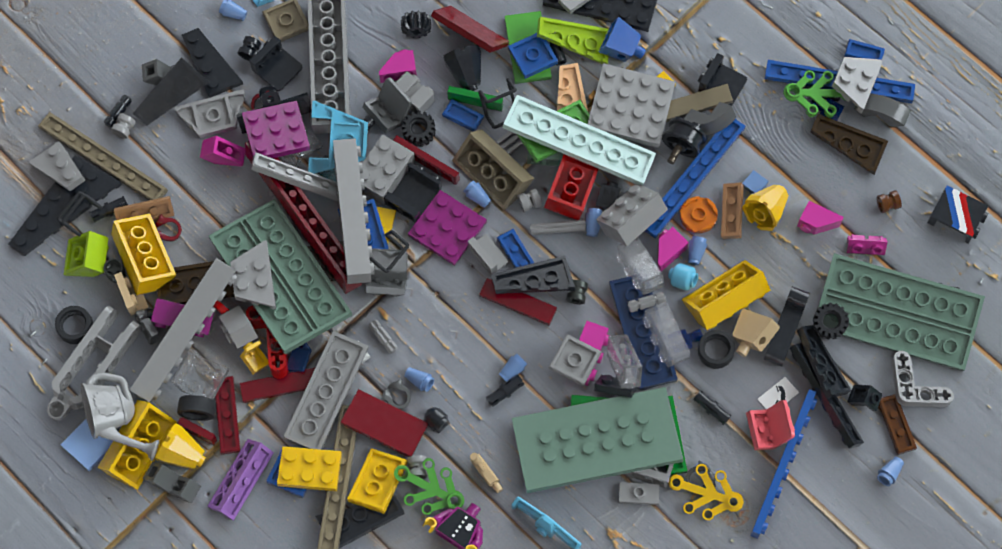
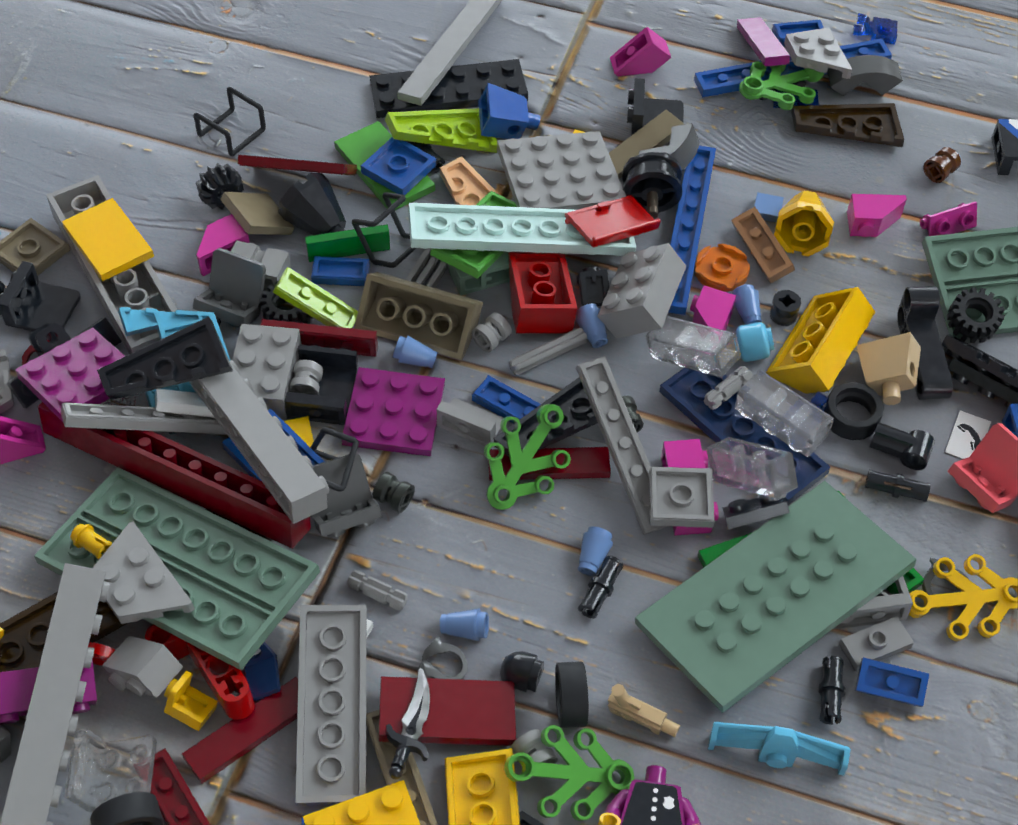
camera: 30 degrees left, 15 degrees down
(237, 238) = (85, 537): none -> yellow pin
(323, 174) = (180, 403): none -> white tile
(327, 152) = (176, 359): none -> black wing
(329, 42) = (107, 239): none -> yellow tile
(359, 425) = (412, 728): none -> piece
(404, 187) = (307, 375): none -> light grey wheel
(419, 281) = (394, 492): none -> pearl dark grey wheel
(429, 54) = (256, 213): none -> dark tan tile
(434, 136) = (314, 300): none -> lime tile
(451, 445) = (571, 694): none -> black tyre
(500, 297) = (523, 460): none -> bright green plant
(562, 301) = (619, 436): none -> light grey tile
(596, 507) = (831, 690): none -> black pin
(631, 519) = (892, 682): none -> blue plate
(643, 159) = (612, 221): none -> door
(717, 265) = (785, 307): none -> black wheel
(734, 388) = (911, 448): none -> black piece
(740, 29) = (641, 54): none -> dark pink slope
(827, 53) = (763, 41): none -> tile
(922, 74) = (877, 28): none -> clear blue plate

